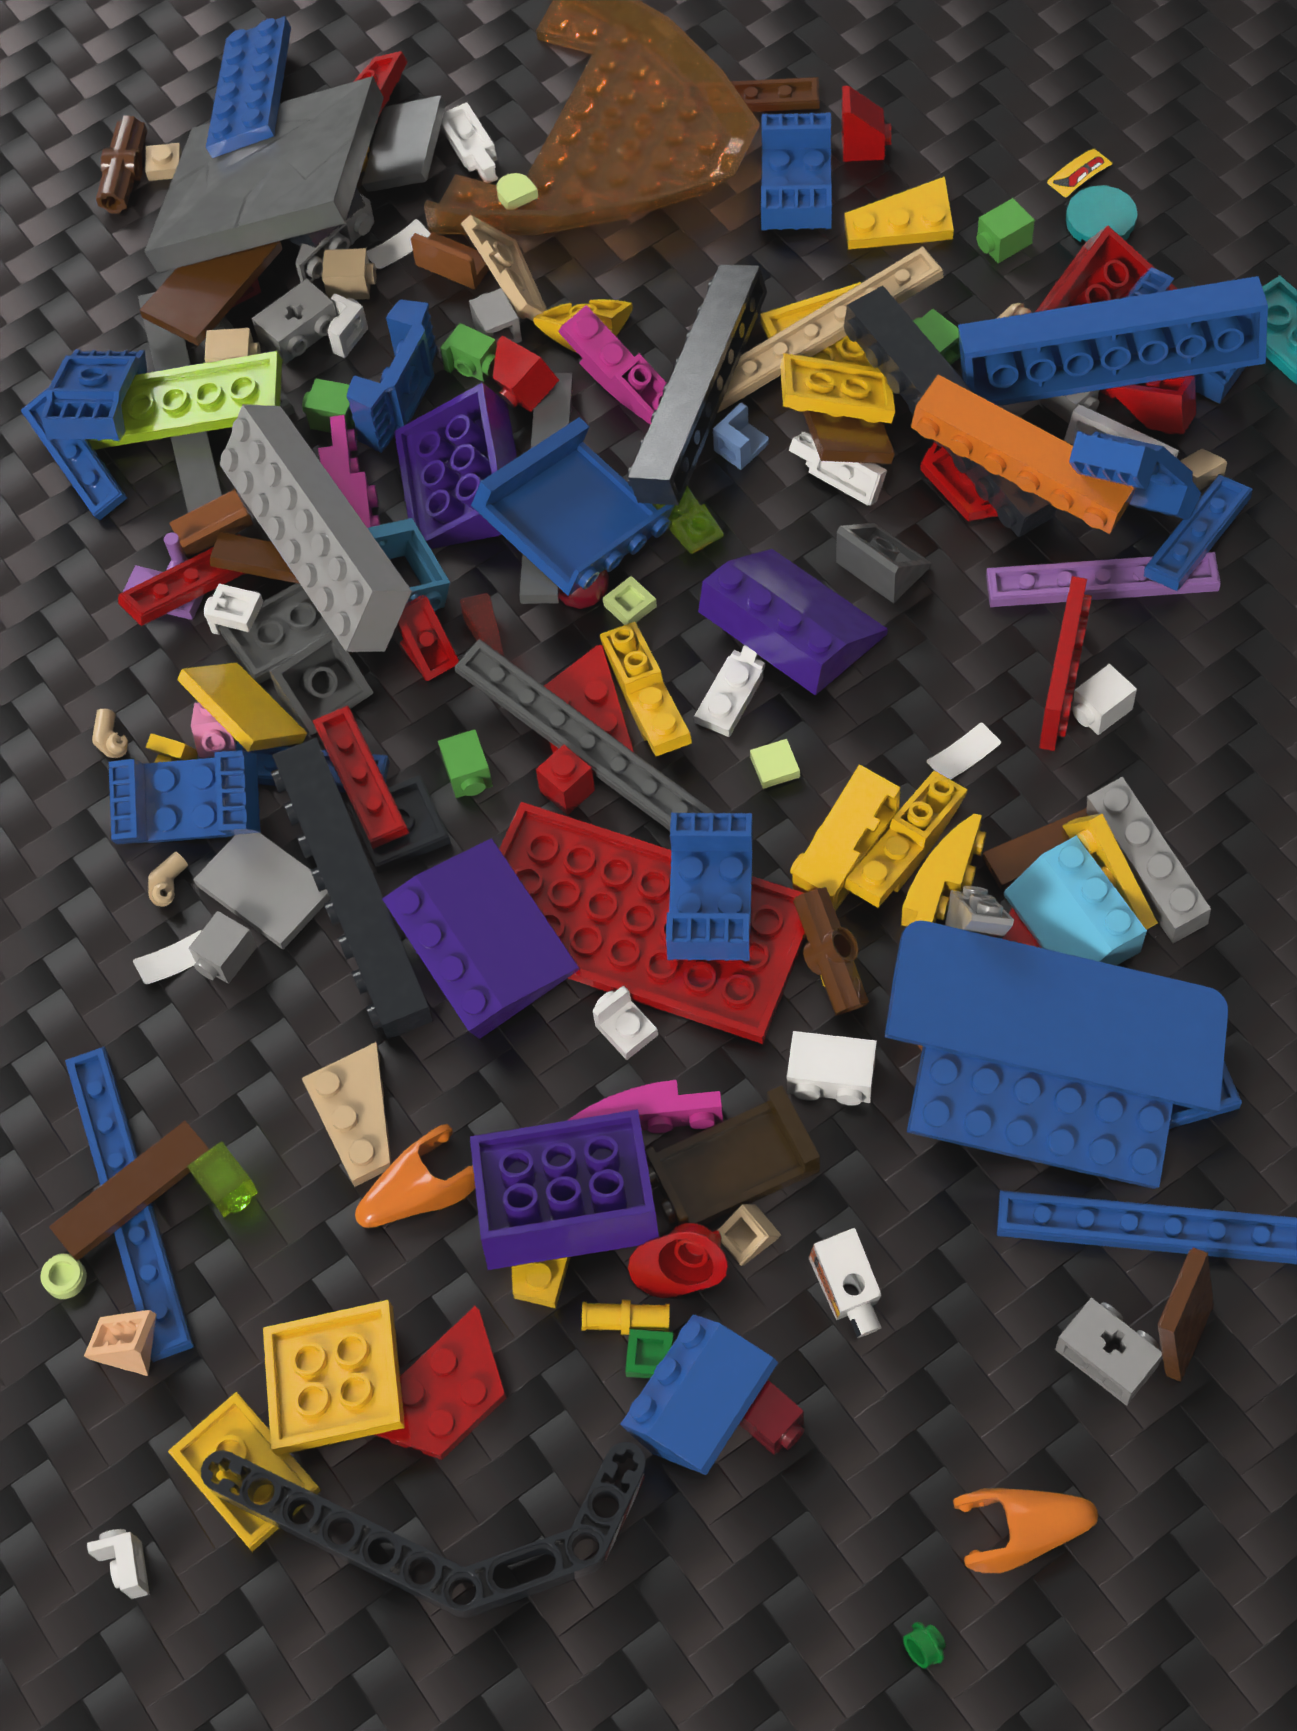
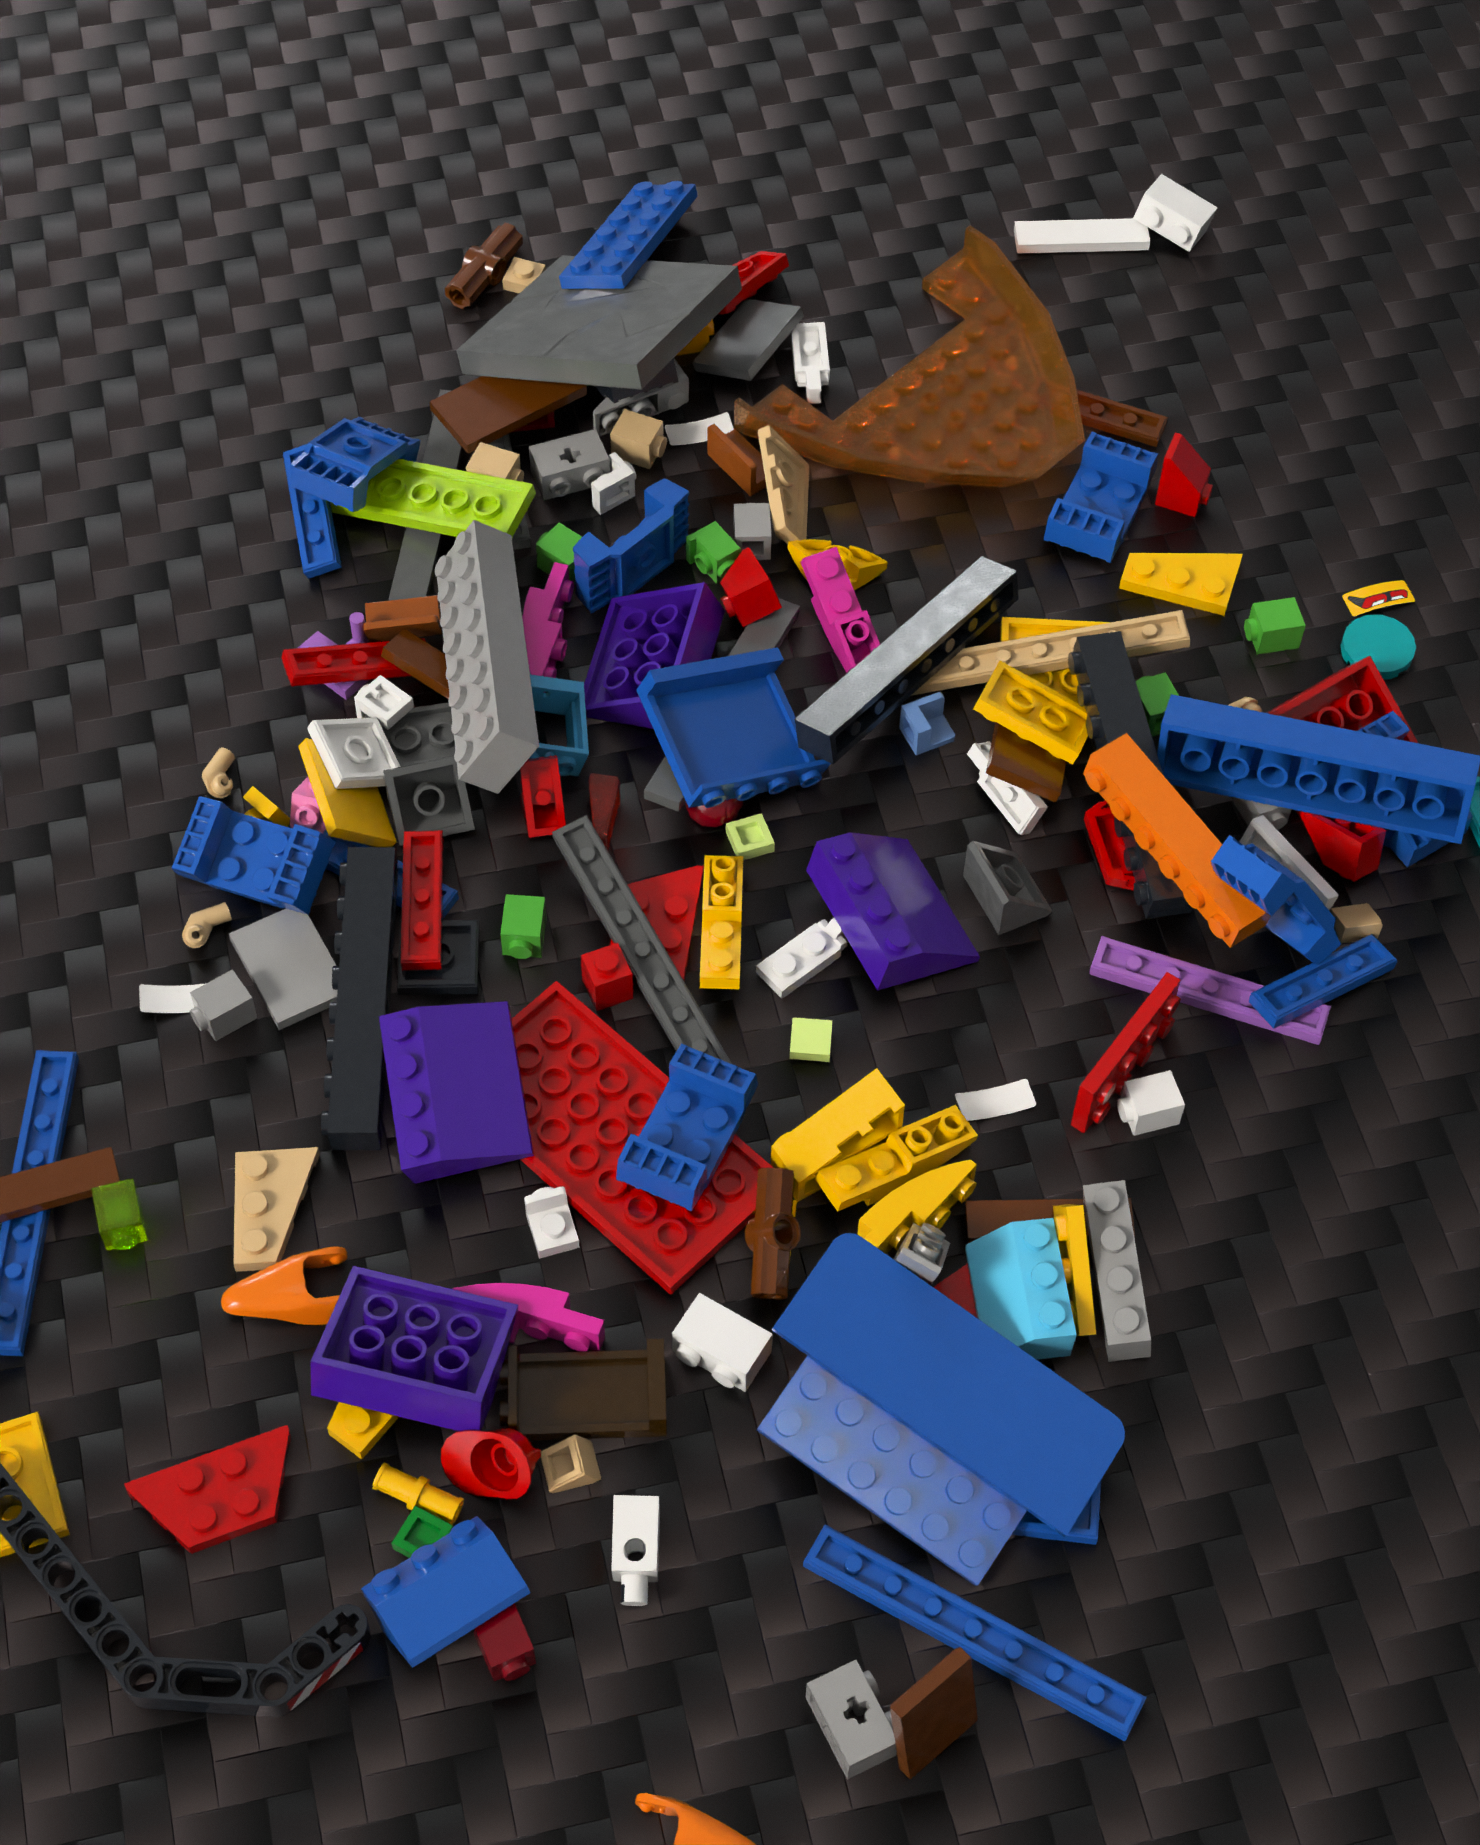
camera: 15 degrees right, 5 degrees down
(230, 664) = (353, 751): none -> white tile
(333, 1378) = (126, 1435): yellow plate -> none
(516, 191) = (827, 419): yellowish green tile -> none
(692, 523) = (844, 786): clear neon green slope -> none

